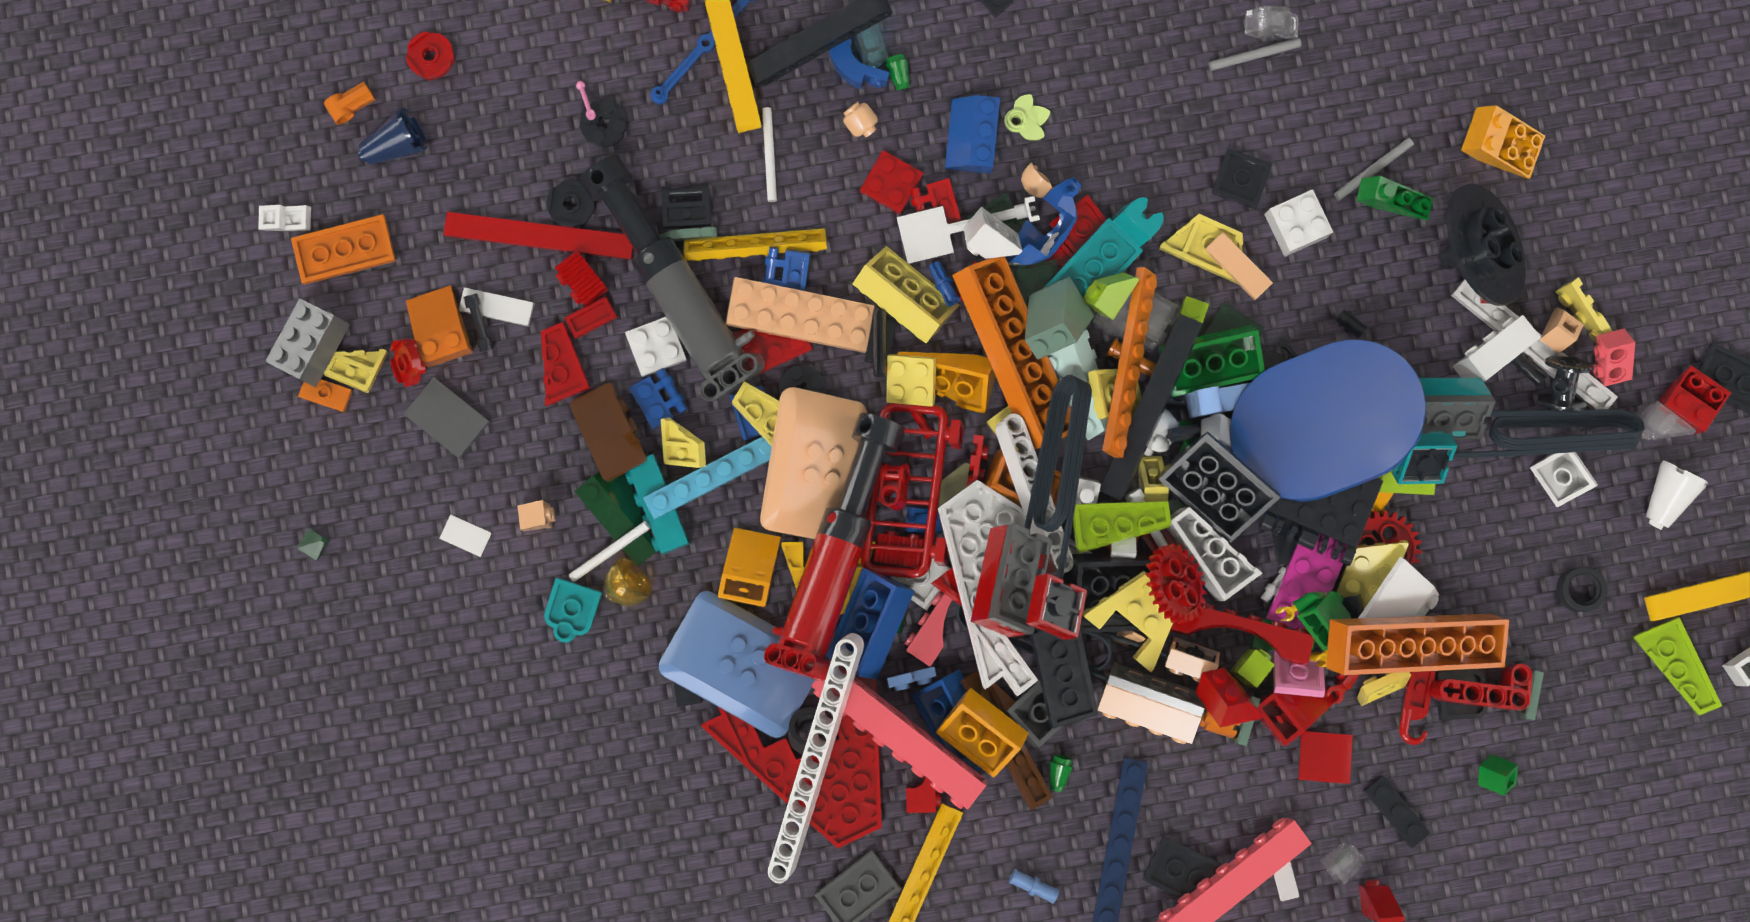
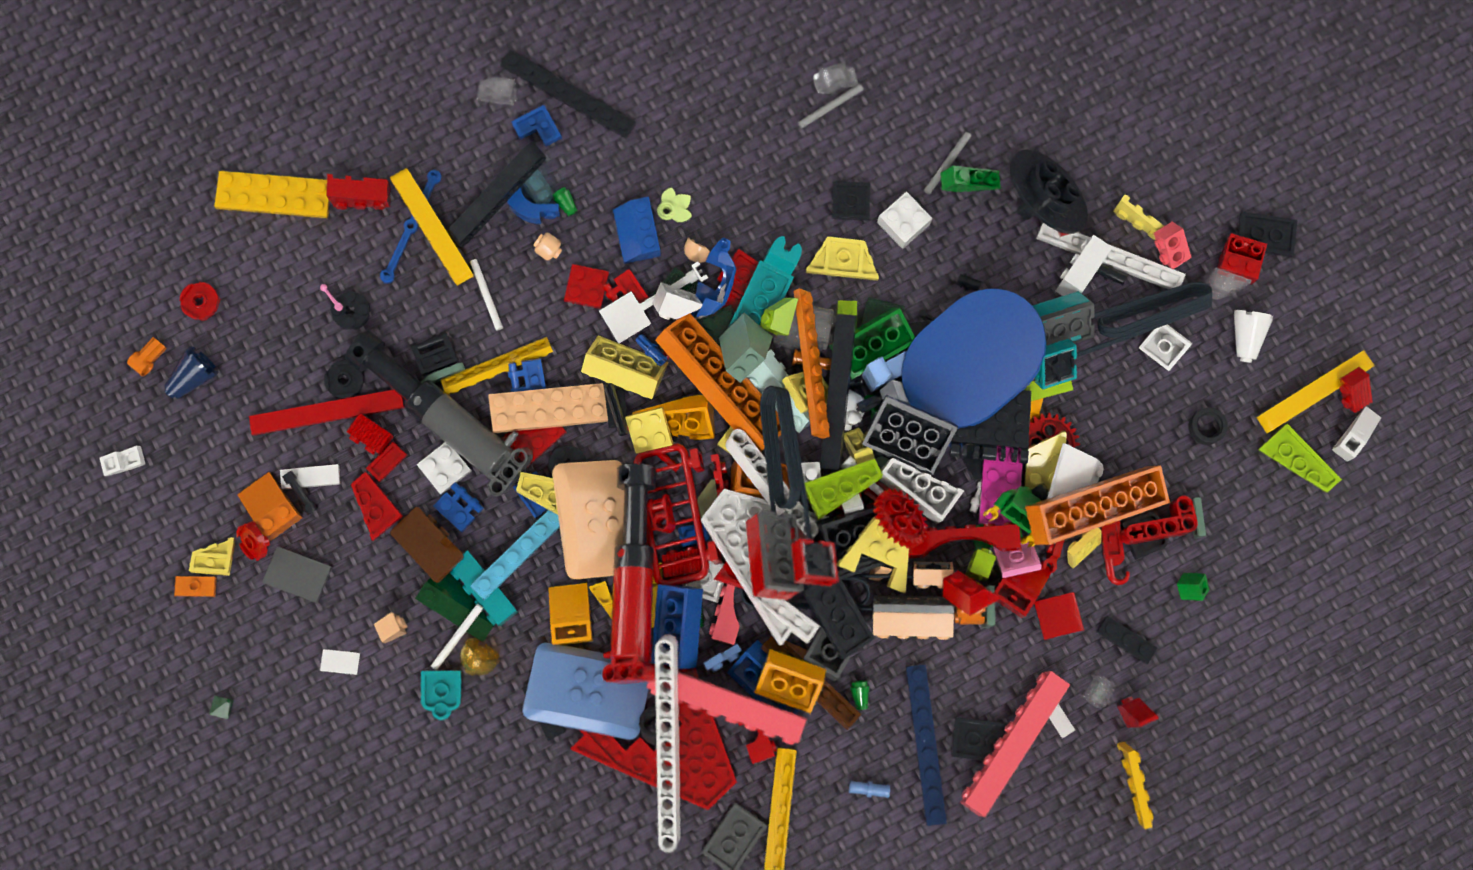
camera: 20 degrees left, 5 degrees down
(307, 342) = (169, 550): brick -> none
(343, 249) = (176, 470): orange plate -> none
(681, 446) = (487, 537): light yellow wing -> none
(1238, 266) = (870, 266): light nougat tile -> none
(1503, 141) = (1036, 112): light orange slope -> none
(1561, 330) = (1126, 238): light nougat slope -> none
(1565, 383) = (1142, 276): black hose -> none

